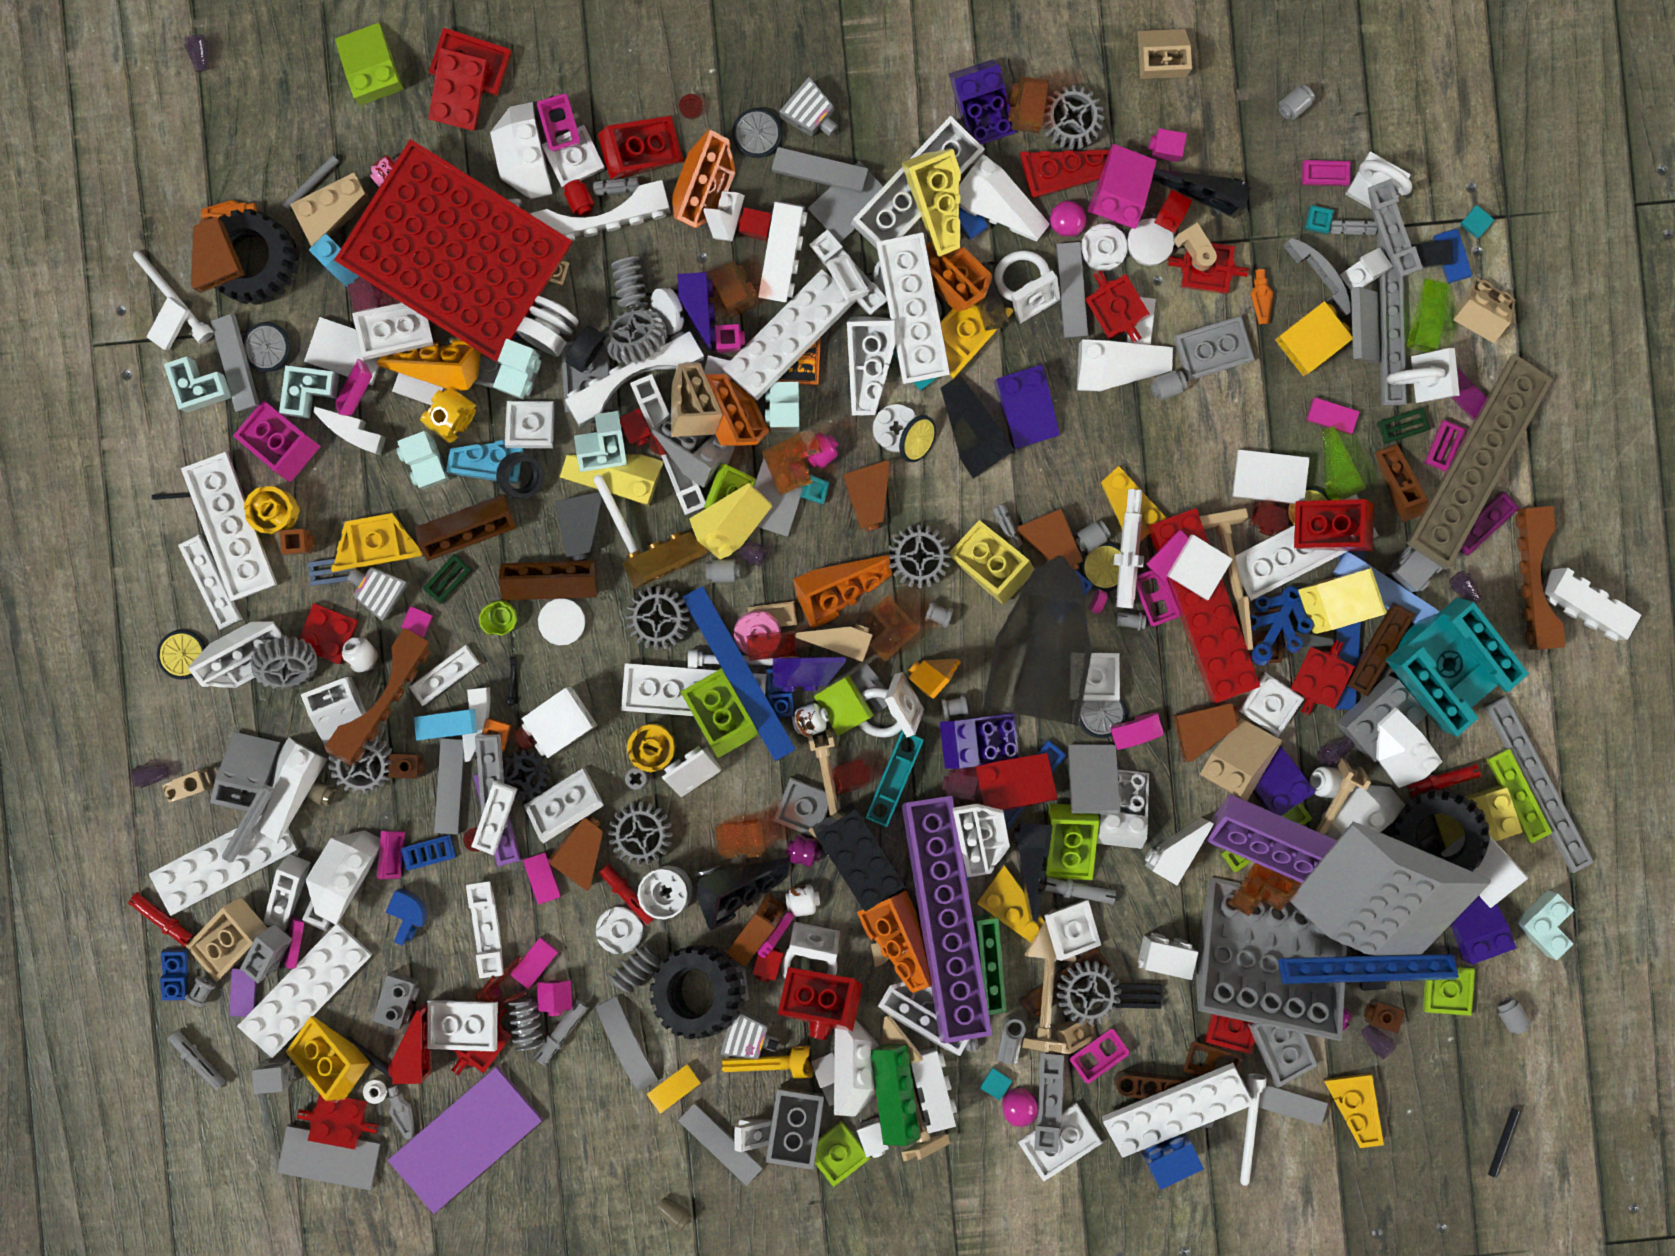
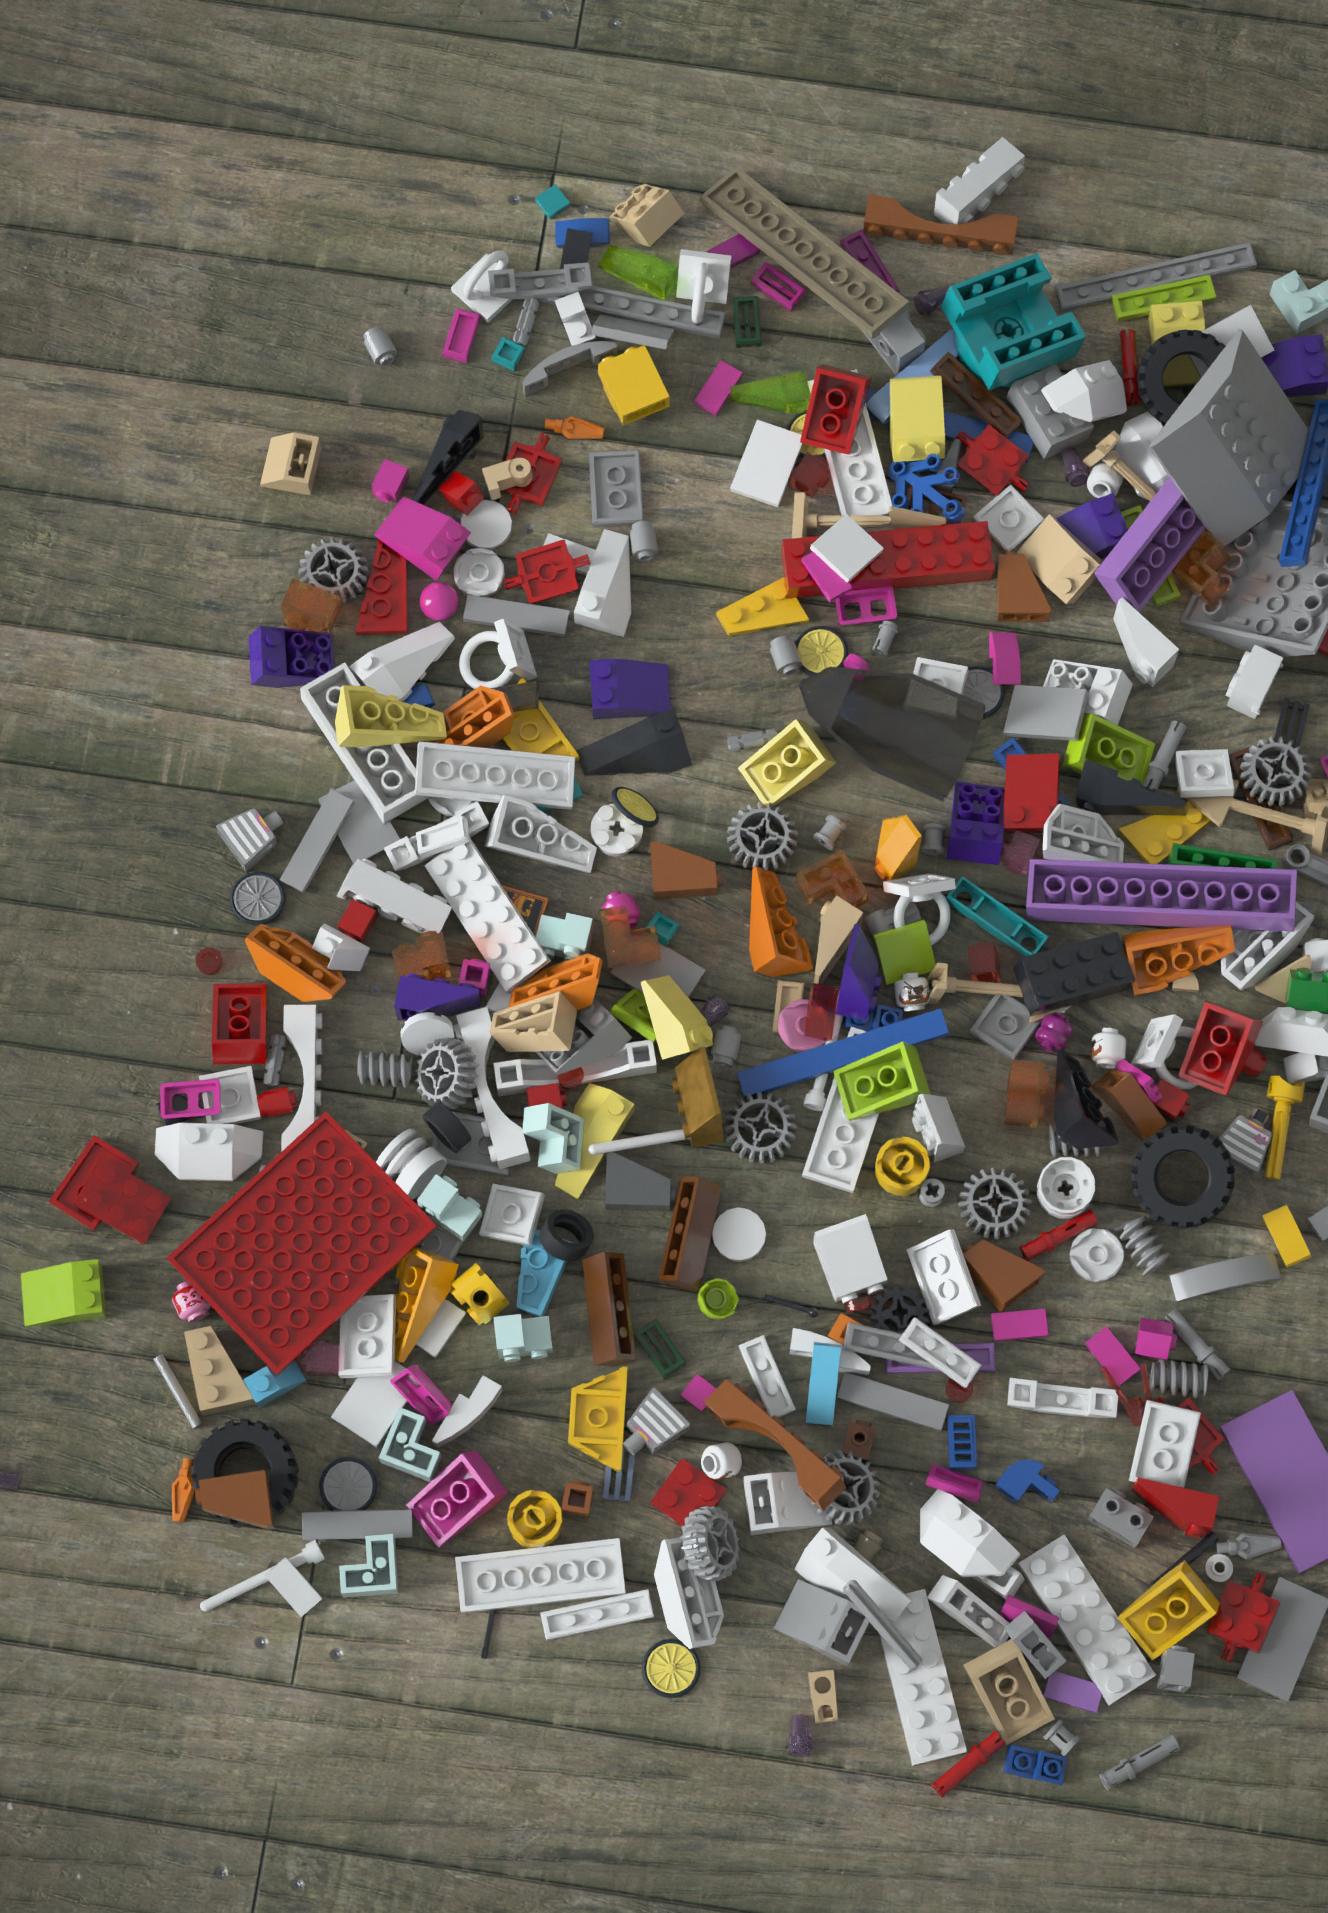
camera: 70 degrees left, 15 degrees down
(1051, 538) = (775, 697): dark orange slope -> none
(1129, 556) = (819, 621): white piece -> none
(1401, 483) = (807, 336): dark orange slope -> none

